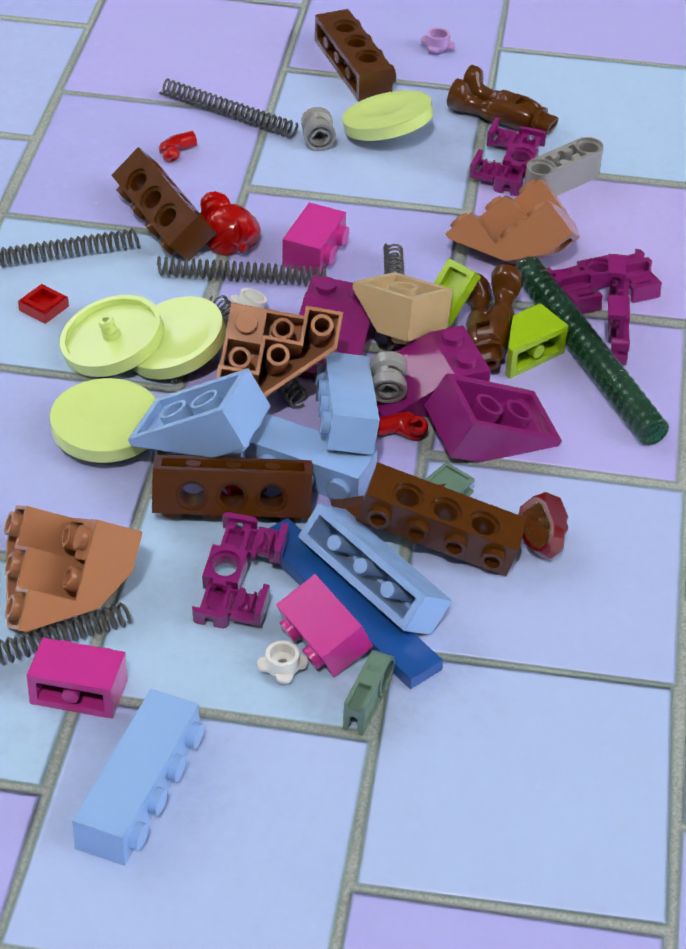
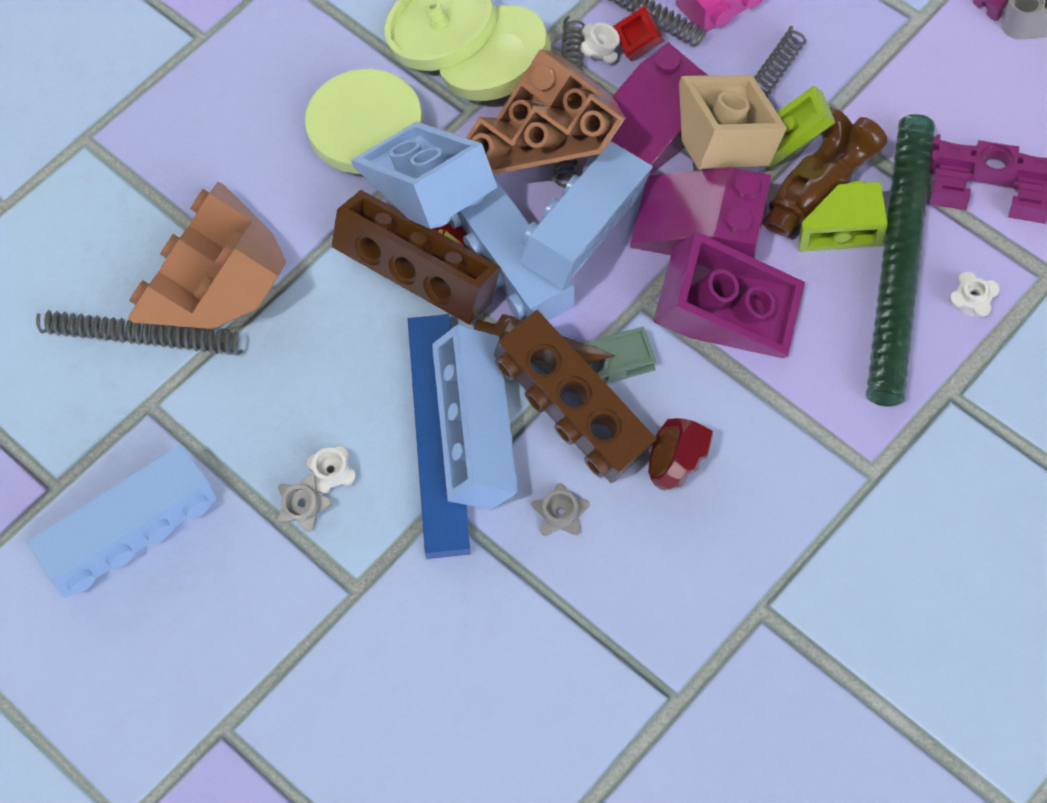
camera: 40 degrees right, 20 degrees up
(77, 677) = (146, 391): dark pink brick -> none
(234, 550) = (380, 321): magenta piece -> none
(277, 287) = (638, 33): none -> red tile
(287, 687) = (290, 503): none -> light grey plate
(324, 626) = (383, 455): dark pink brick -> none
(368, 690) = (377, 543): sand green piece -> none
(388, 376) = (652, 201): light grey wheel -> none
(403, 424) = (641, 256): red arm -> none
(488, 600) = (560, 499): none -> light grey plate
(518, 227) = (948, 69): nougat brick -> none
(618, 307) = (955, 238): magenta piece -> none
(655, 352) = (971, 304): none -> white plate

